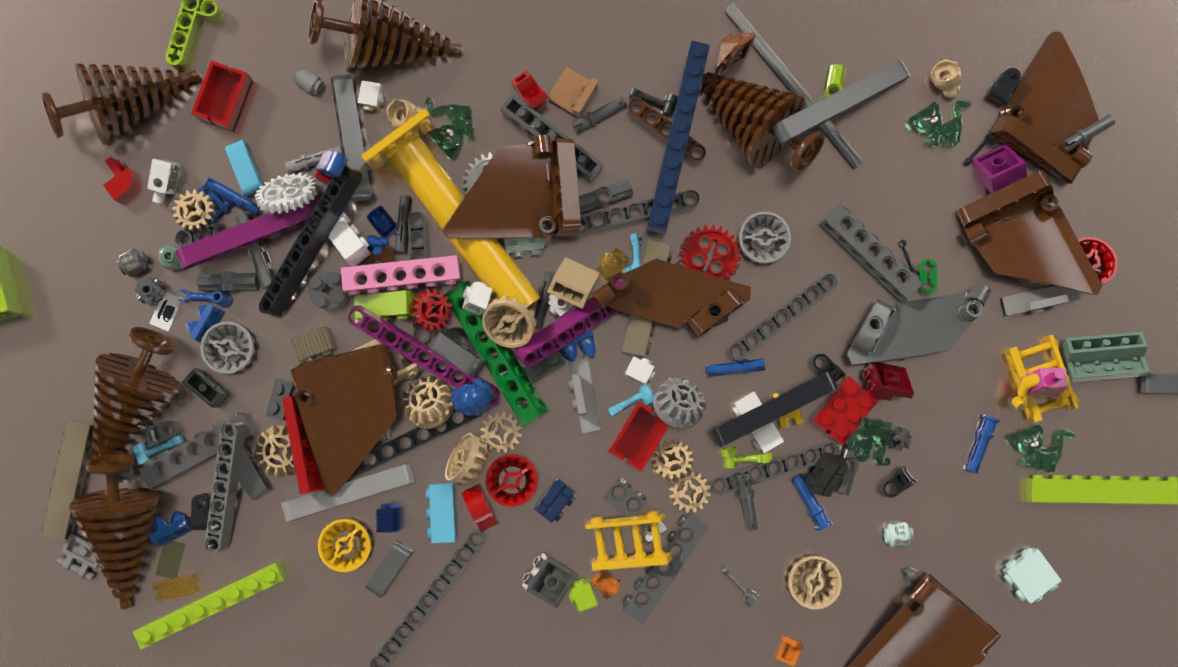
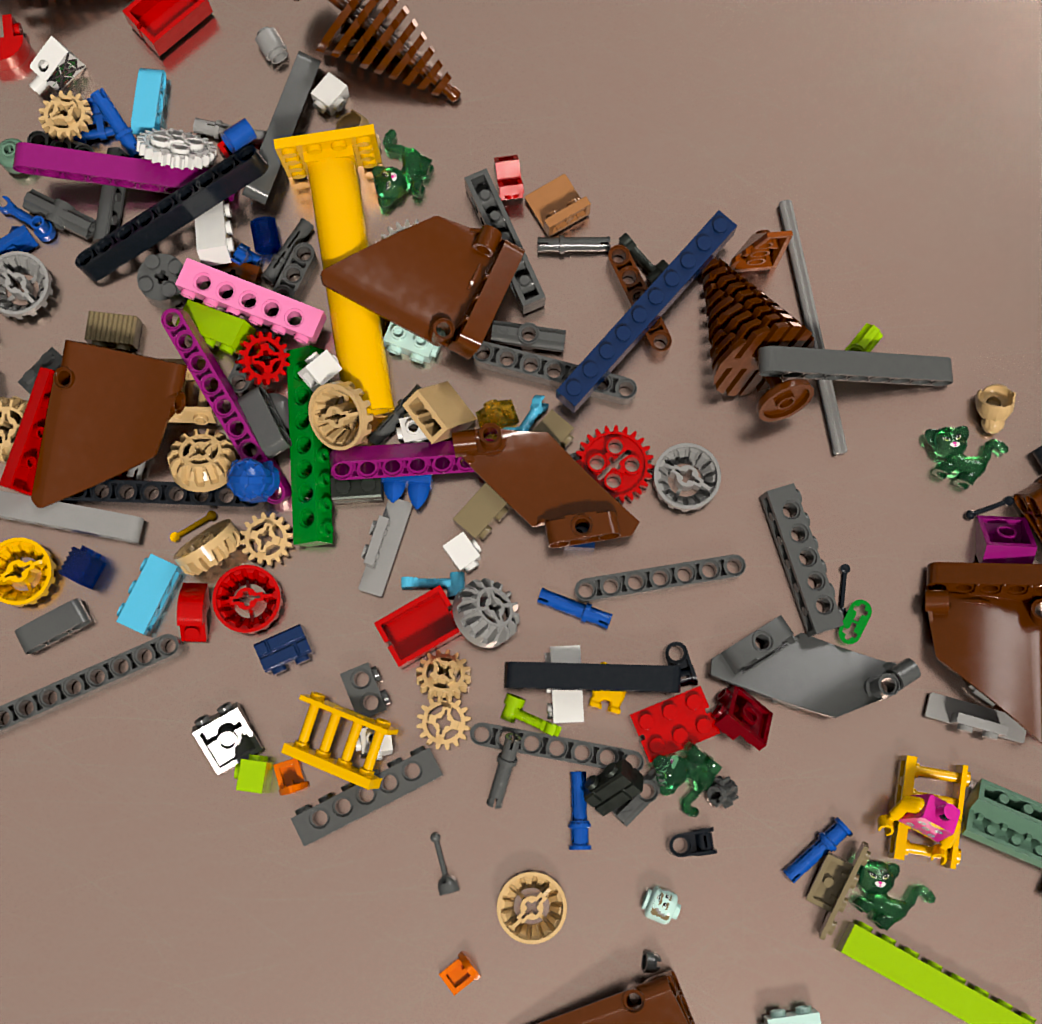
camera: 30 degrees right, 5 degrees down
(436, 463) = (175, 537): none -> yellow hinge
(1003, 460) = (833, 883): none -> dark tan bracket

